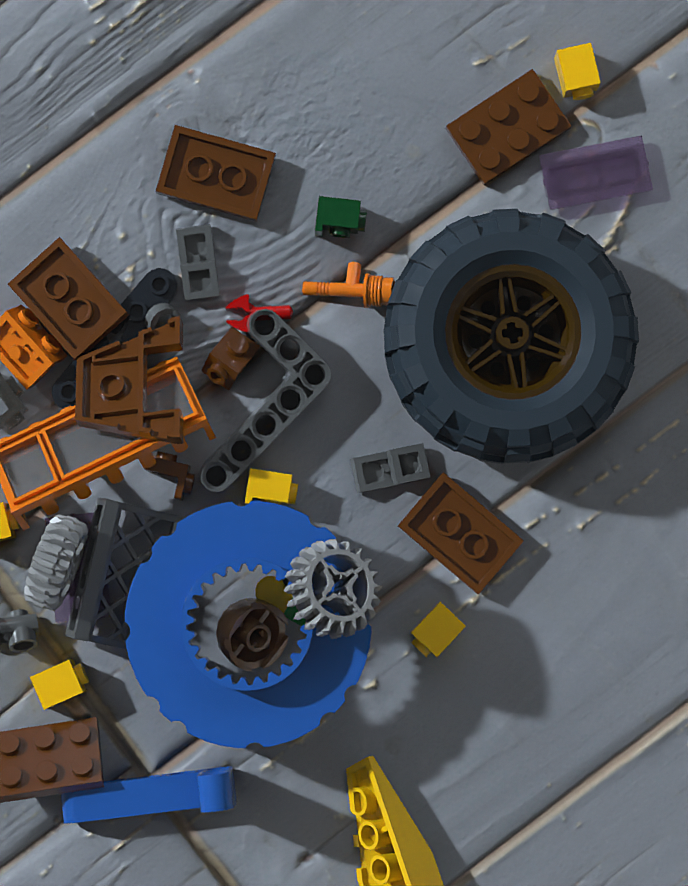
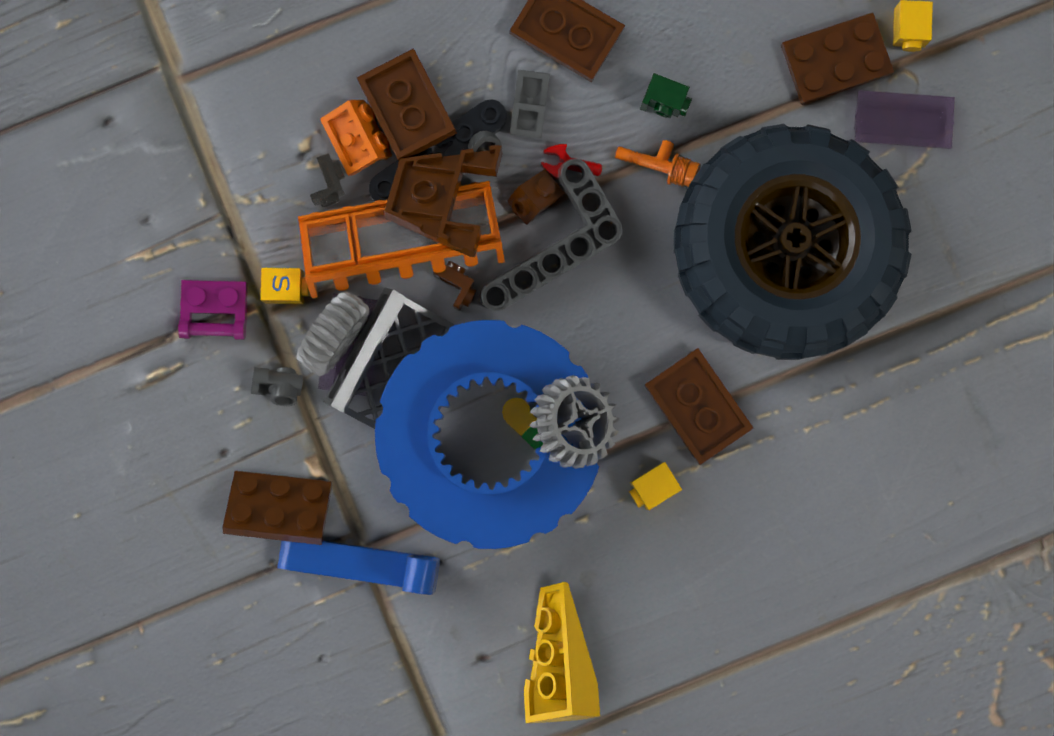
camera: 15 degrees right, 0 degrees up
(59, 683) = (307, 442): yellow brick -> none
(252, 633) = (489, 444): medium nougat cylinder -> none
(271, 487) = (542, 319): yellow brick -> none
(390, 468) = (651, 332): dark grey slope -> none

